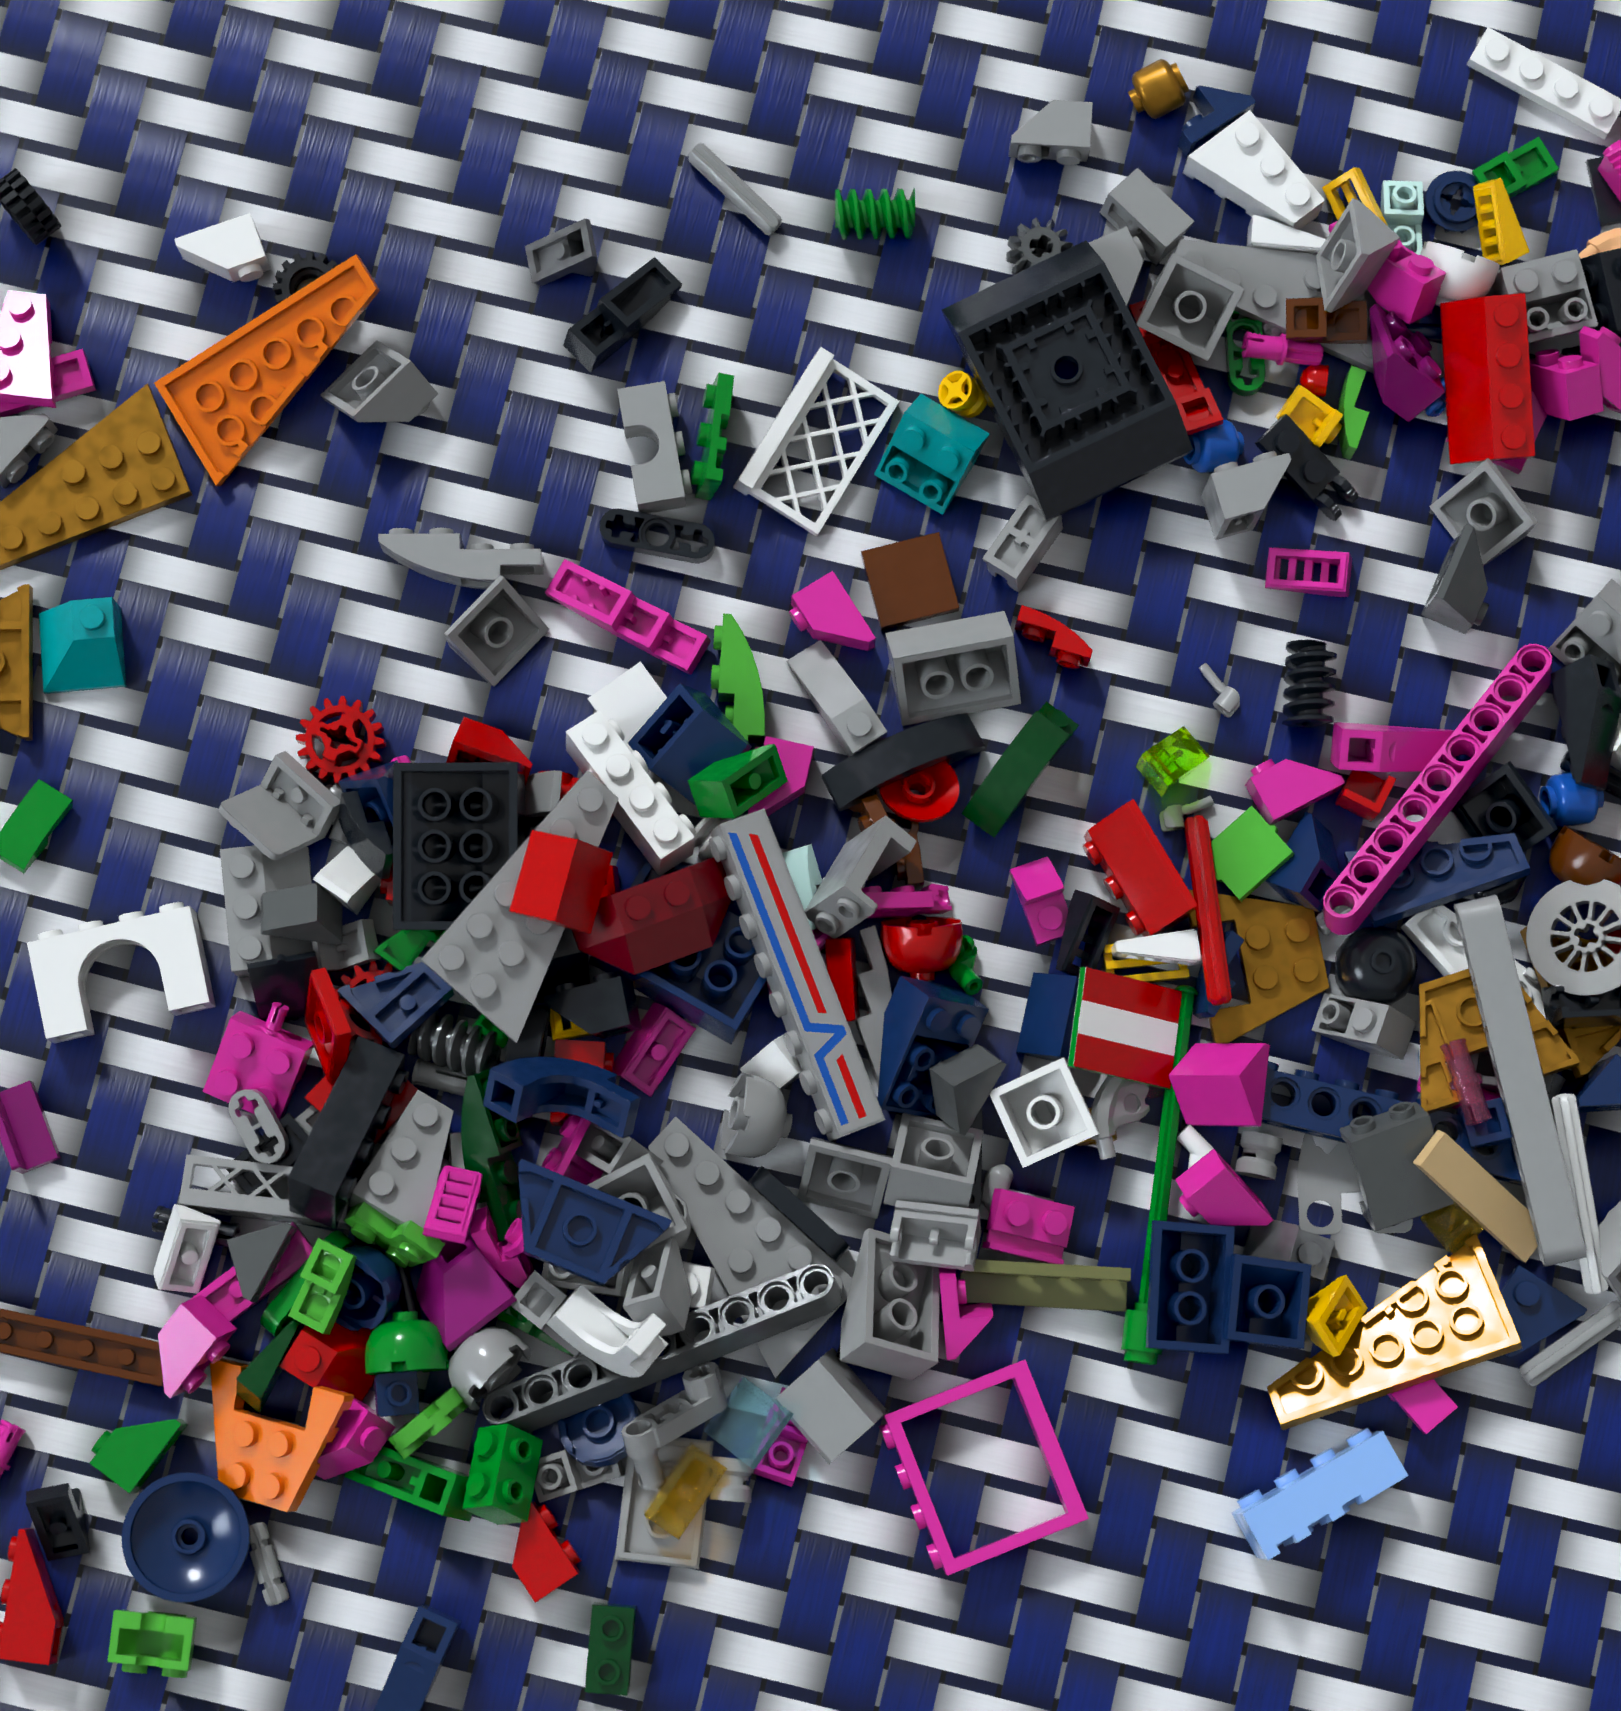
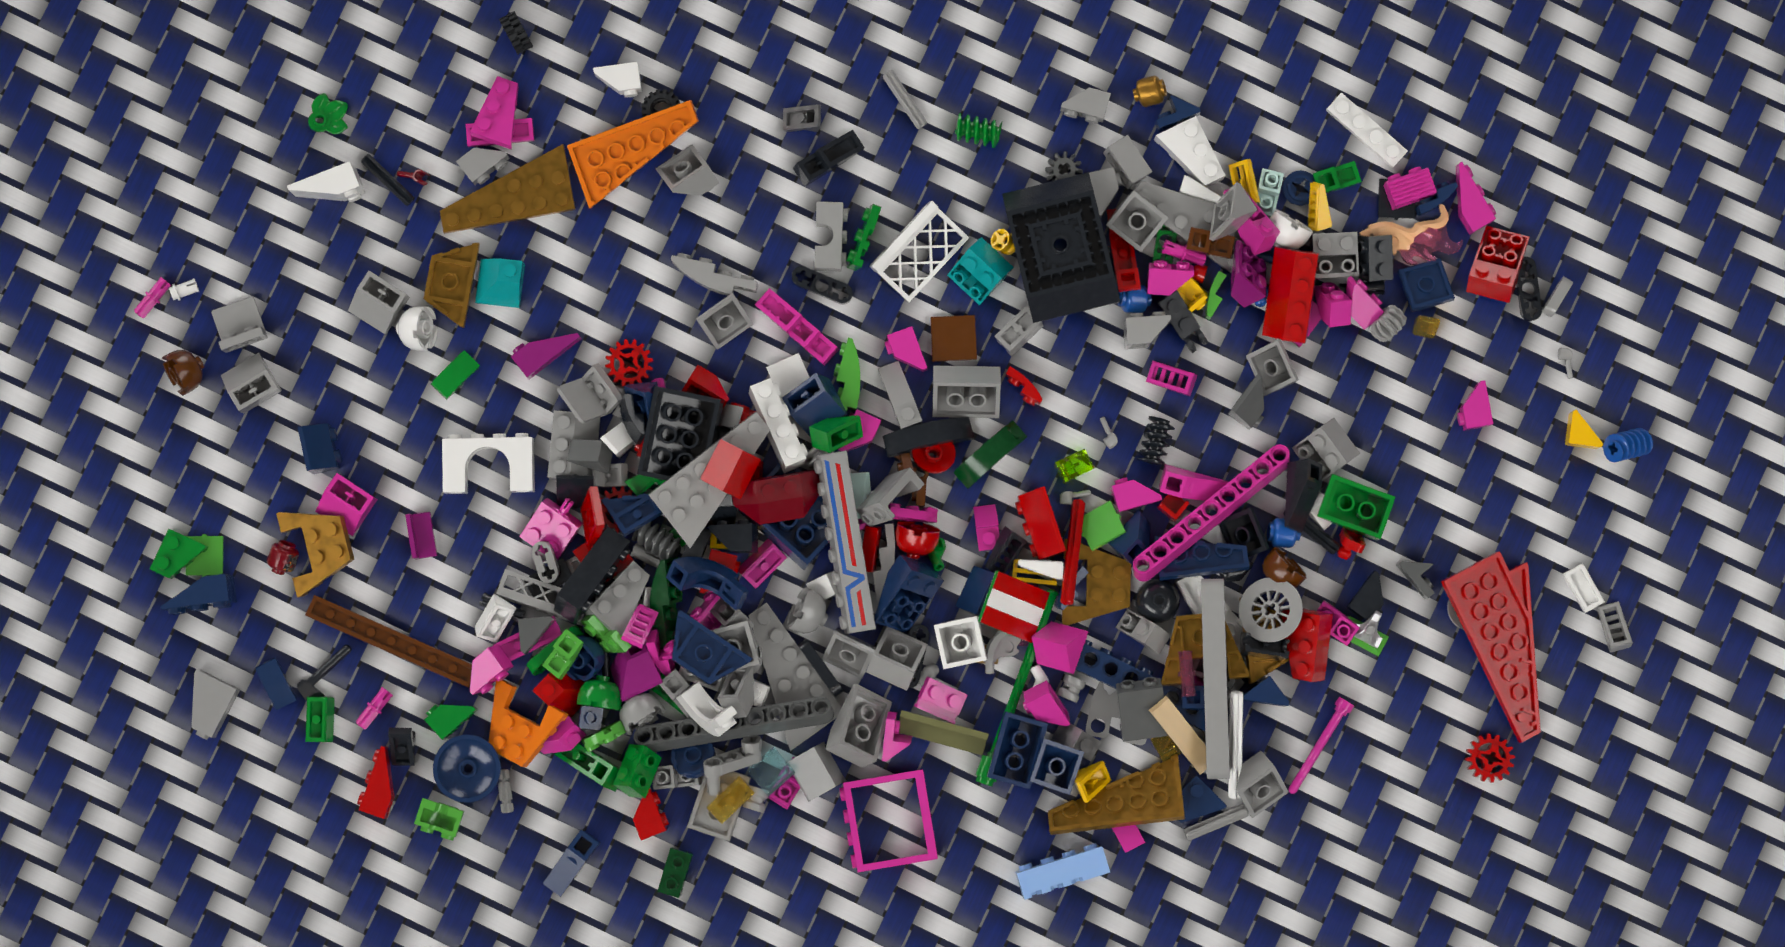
camera: 15 degrees right, 5 degrees up
(178, 756) = (539, 354): none -> magenta slope
(261, 1375) = (520, 694): dark green slope -> none
(935, 1235) = (889, 695): light grey hinge -> none
(963, 1085) = (921, 619): dark grey slope -> none
(1263, 398) = (1167, 278): none -> dark pink slope

